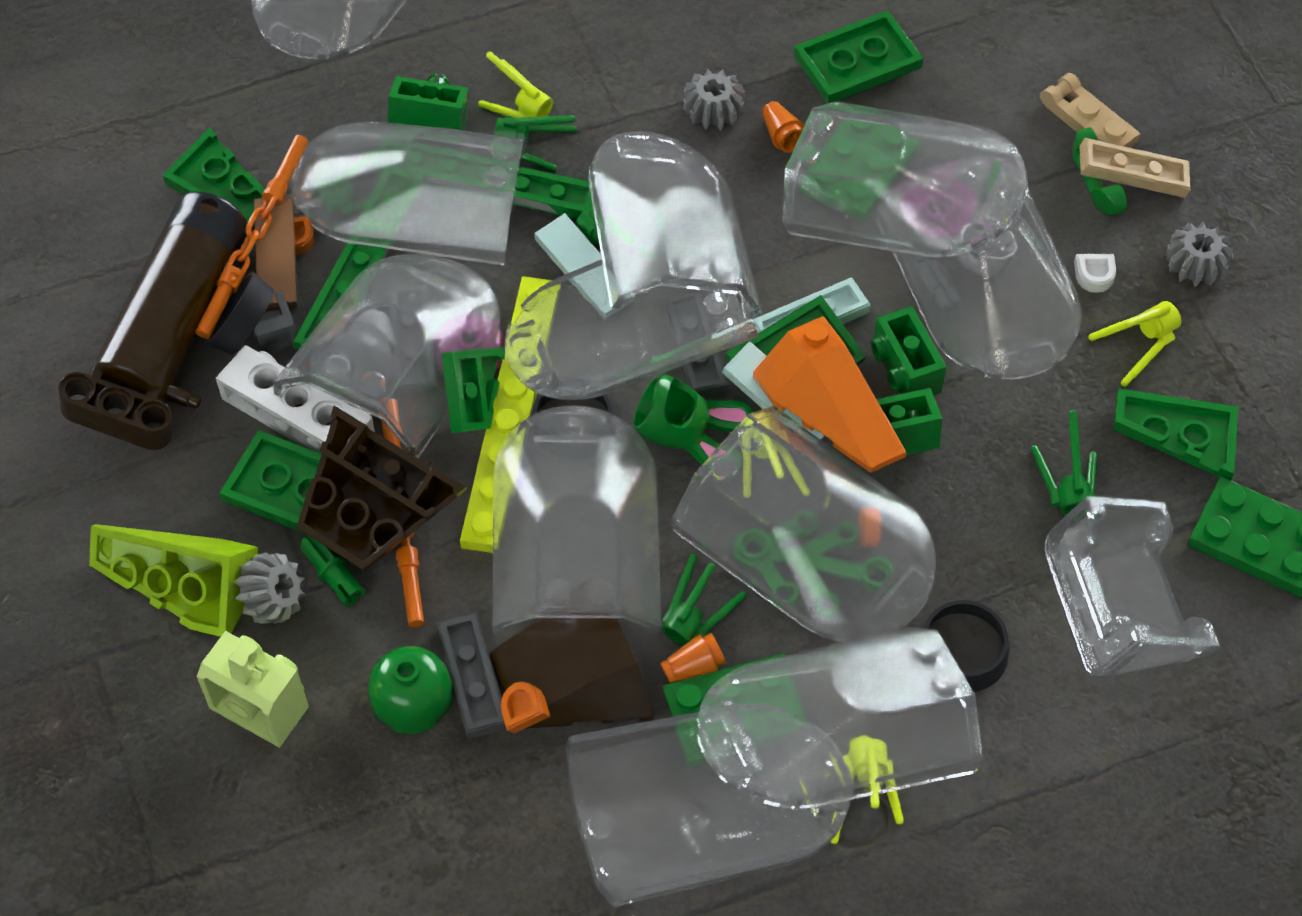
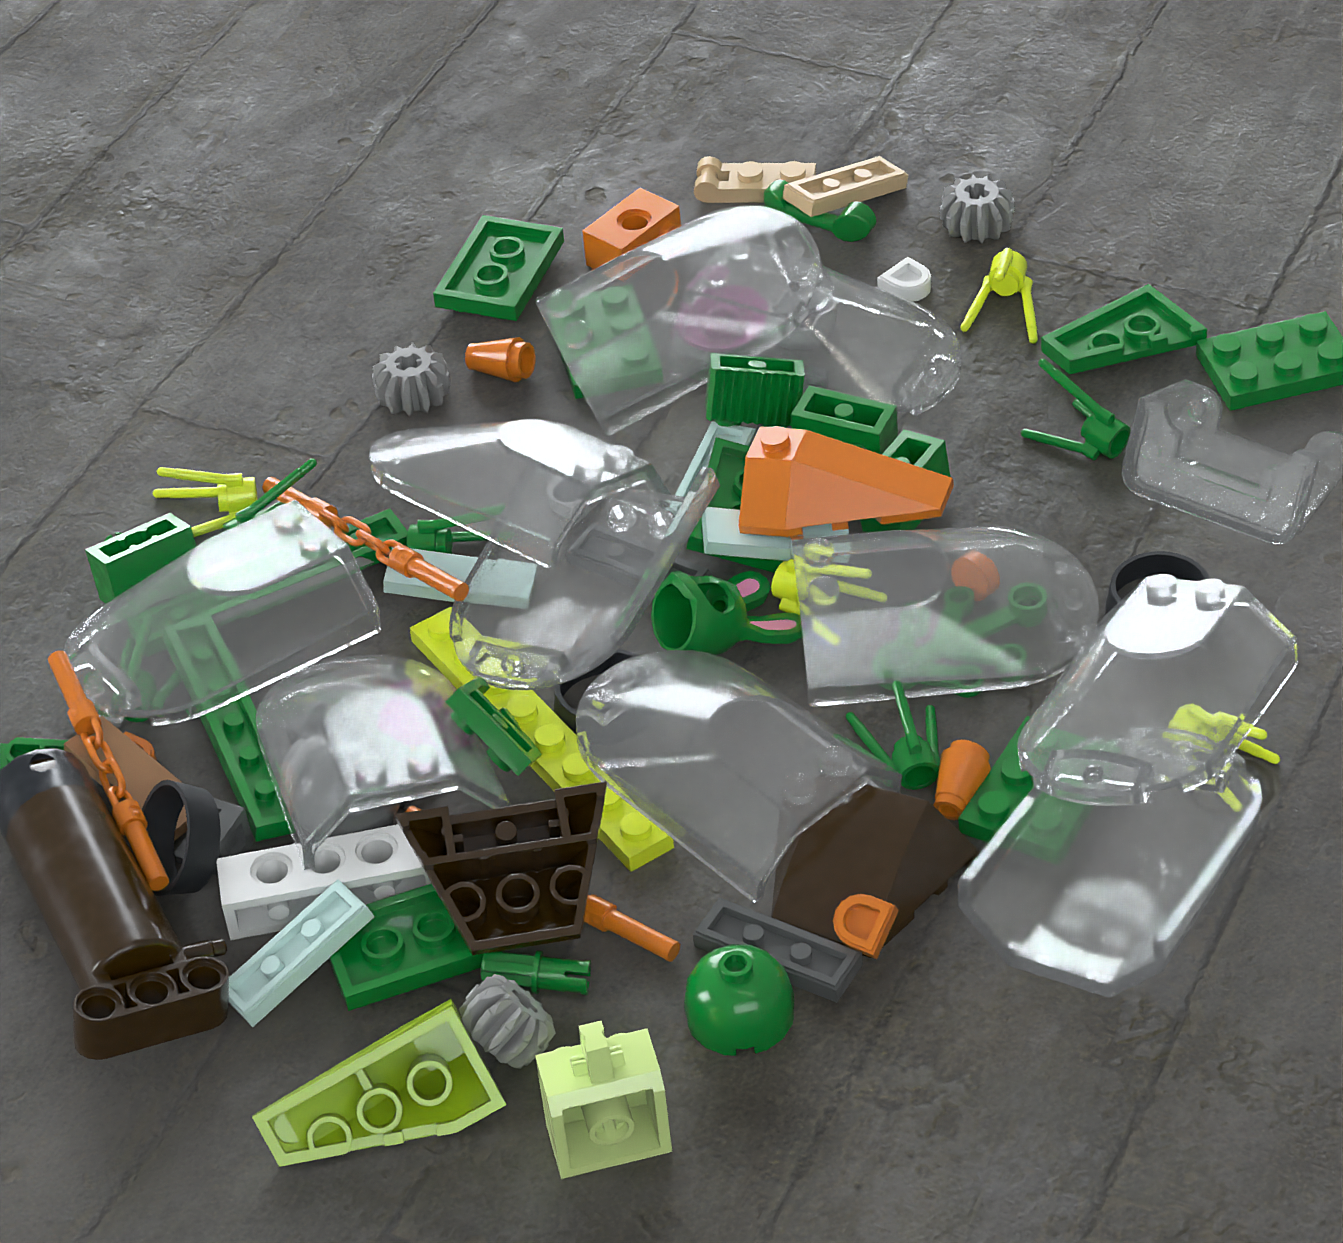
camera: 40 degrees left, 15 degrees down
(227, 441) = (296, 952): none -> light aqua tile
(551, 227) = (400, 558): none -> orange piece
(886, 276) = (753, 390): none -> green brick
(962, 95) = (628, 226): none -> orange brick

